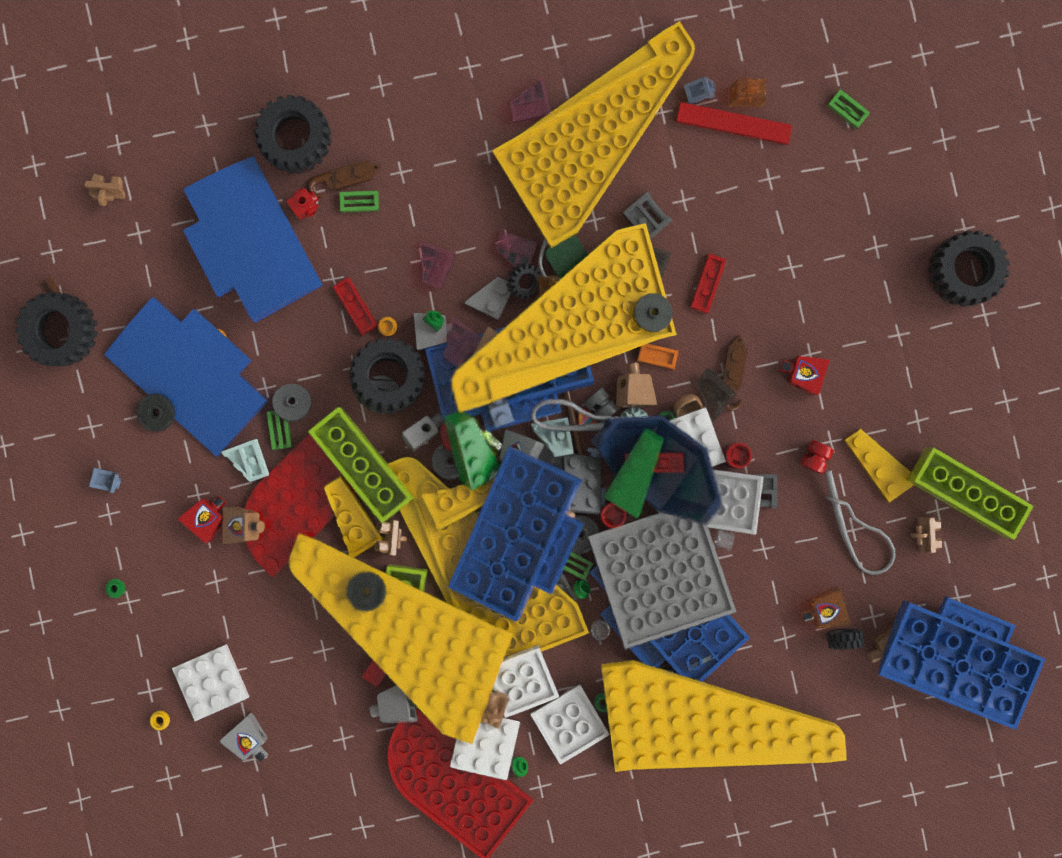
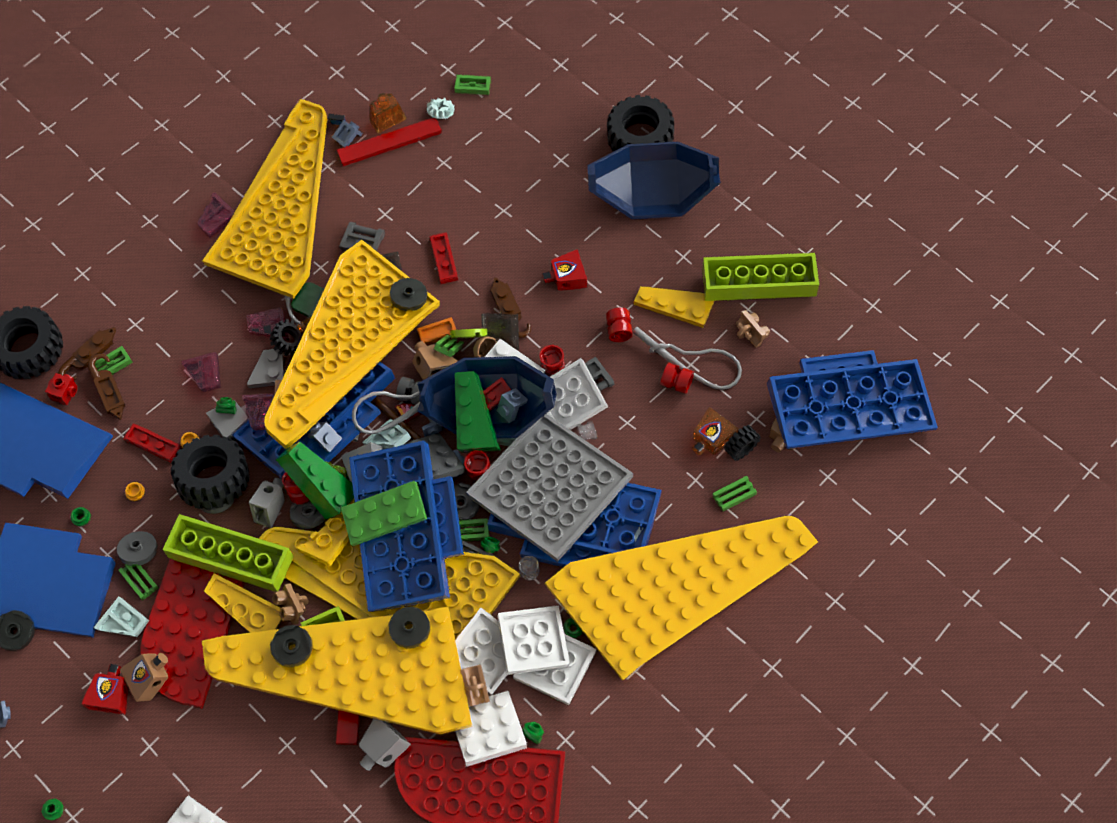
camera: 25 degrees left, 25 degrees down
(254, 339) = (76, 513): none -> green plate
(316, 345) = (134, 491): none -> light orange plate
(343, 226) = (106, 387): none -> reddish brown plate
(472, 625) = (409, 637): none -> pearl dark grey plate
(508, 519) = (383, 513): none -> bright green plate
(563, 701) = (533, 640): none -> white plate
(664, 378) = (446, 343): none -> bright green tile
(675, 483) = (510, 404): none -> sand blue bracket
(682, 382) = (468, 333): none -> lime tile
(700, 66) = (336, 119): none -> black piece
(794, 115) = (444, 112): none -> light aqua gear
(824, 674) = (745, 480): none -> bright green tile
(833, 543) = (677, 378): none -> red wheel
(947, 336) = (654, 179): none -> dark blue panel

